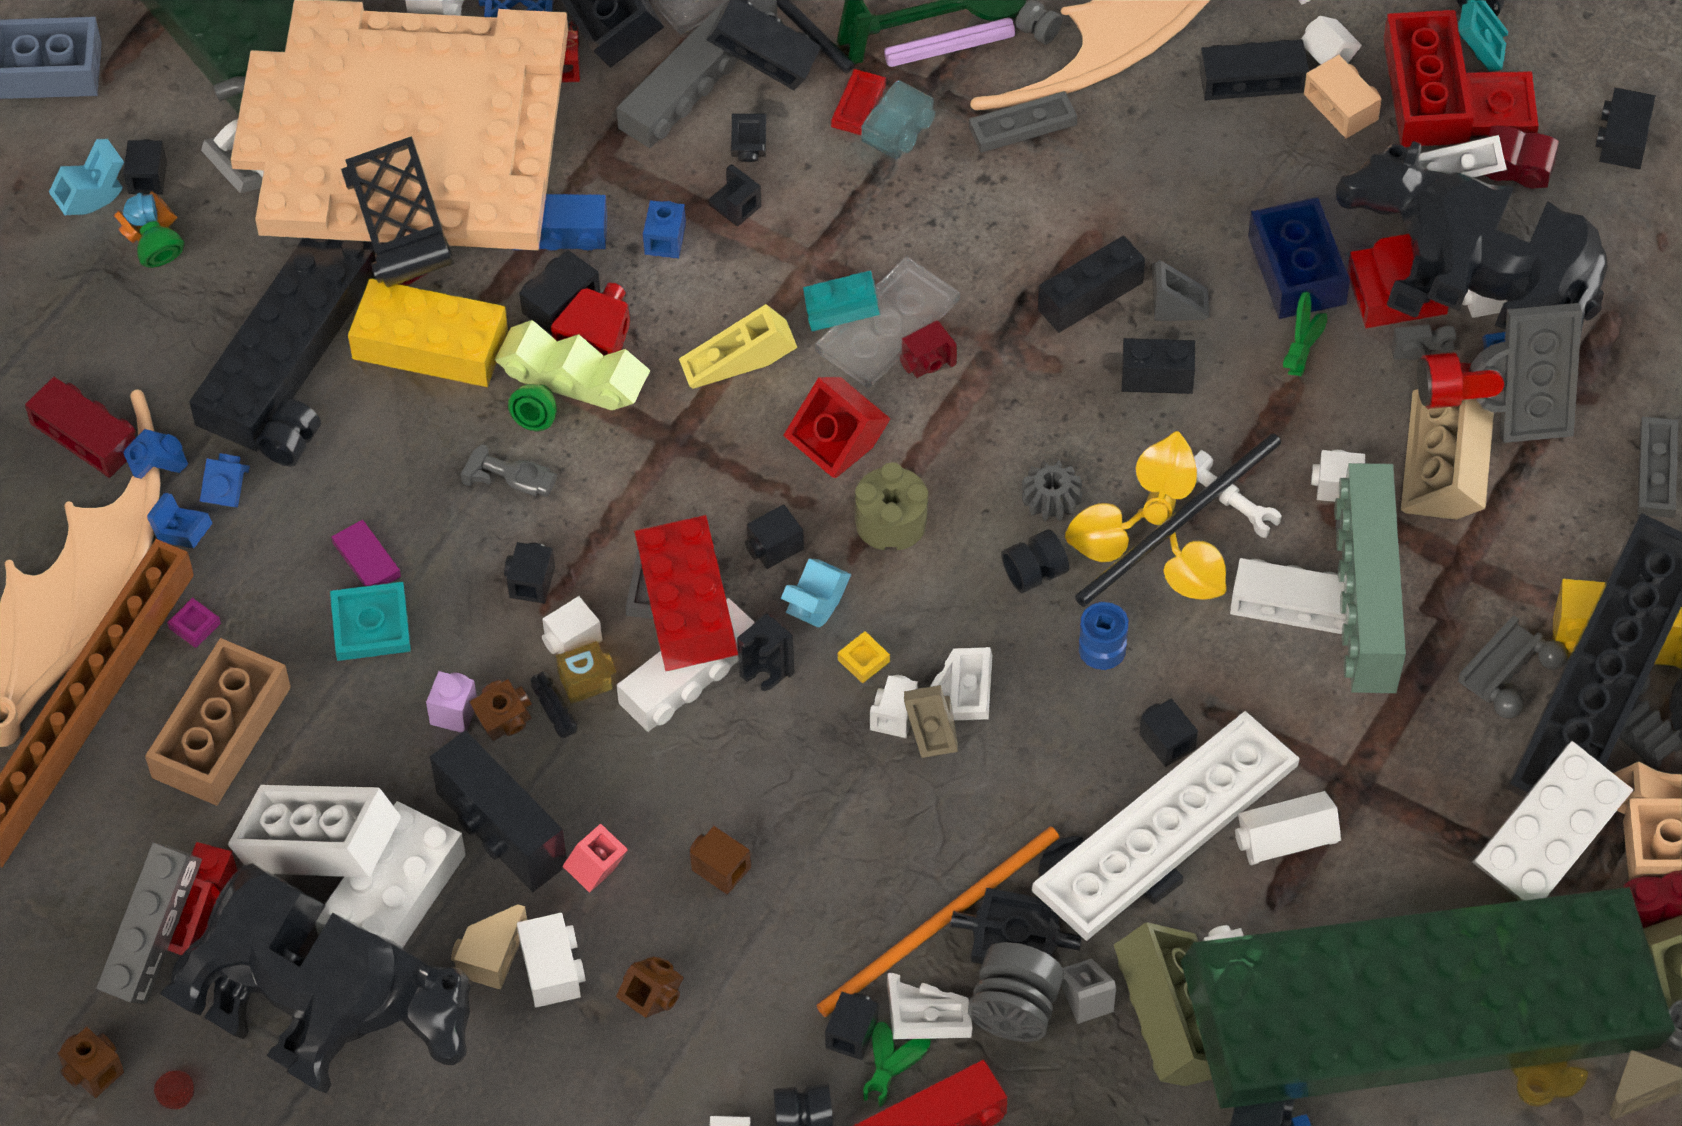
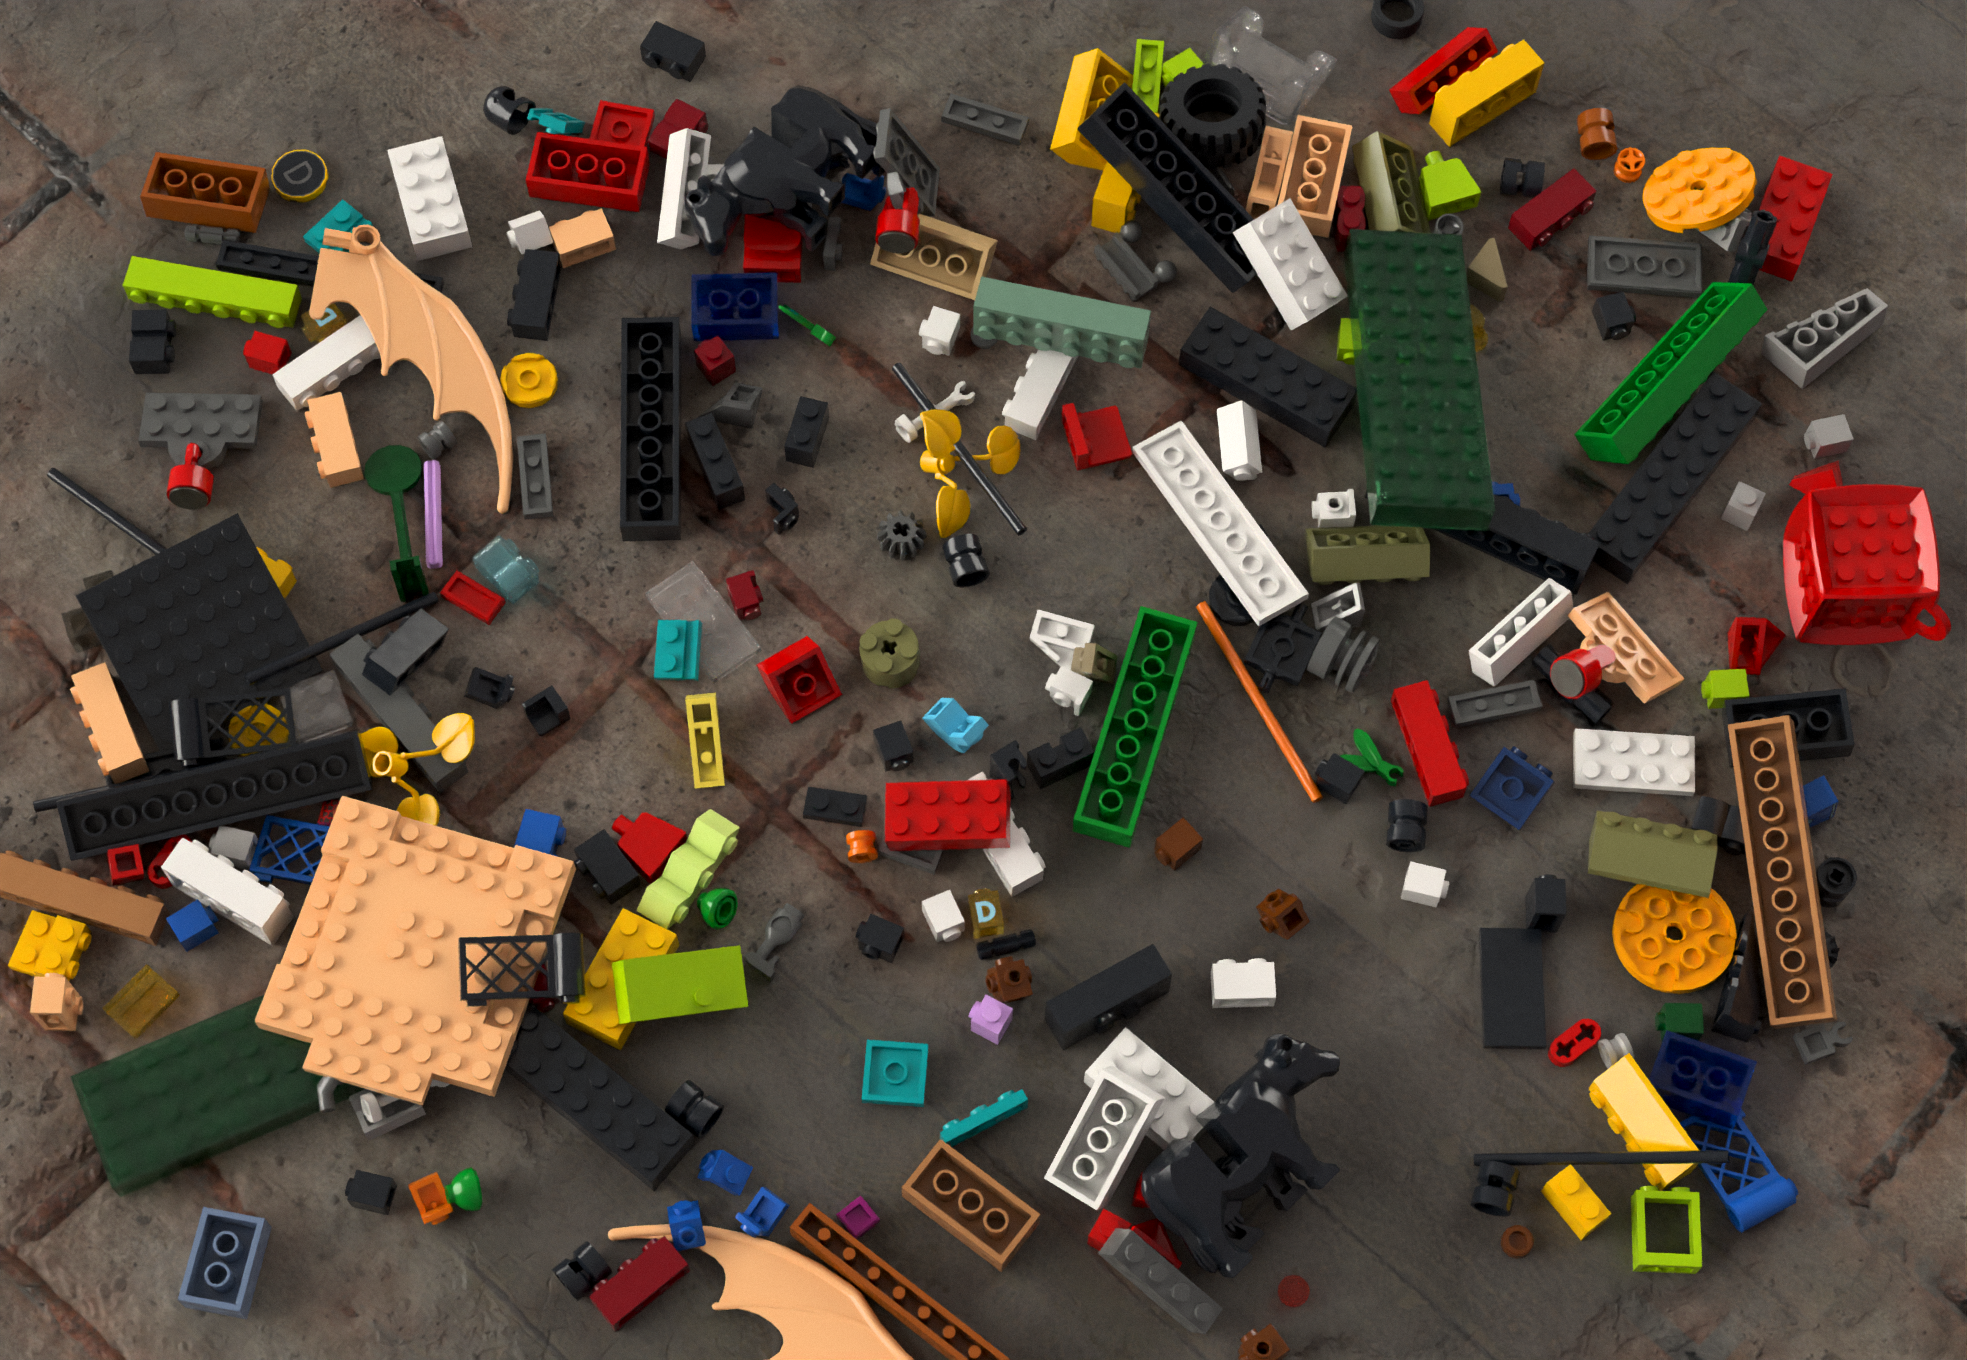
camera: 80 degrees left, 10 degrees up
(86, 369) = (593, 1267): none -> black wheel
(91, 185) = (377, 1241): medium azure brick -> none
(140, 209) = (431, 1197): dark azure plate -> none
(330, 719) = (984, 1117): none -> teal plate
(365, 555) = (827, 1068): magenta tile -> none
(420, 374) = (679, 984): none -> lime brick
(490, 947) = (1220, 1027): tan slope -> none
(595, 858) = (1164, 931): coral brick -> none
(621, 58) = (455, 742): none -> yellow plant
(632, 524) = (861, 846): none -> orange wheel
(664, 229) = (565, 772): blue brick -> none
(688, 491) = (835, 806): none -> black plate
(805, 719) = (1054, 764): none -> black brick
(860, 779) = (1134, 727): none -> green brick
(863, 657) = (1019, 704): yellow plate -> none
(926, 1011) = (1337, 725): white wing -> none
(1052, 369) = (785, 505): none -> black bracket
(1086, 212) = (650, 429): none -> black brick
(1103, 635) = (1046, 527): blue wheel -> none
(1145, 92) = (529, 380): none -> yellow tile
(1168, 732) = (1137, 504): black brick -> none
(1223, 256) = (714, 360): none -> dark red brick
(1247, 665) = (1095, 436): none -> red bracket
(1396, 830) = (1267, 377): none -> black brick

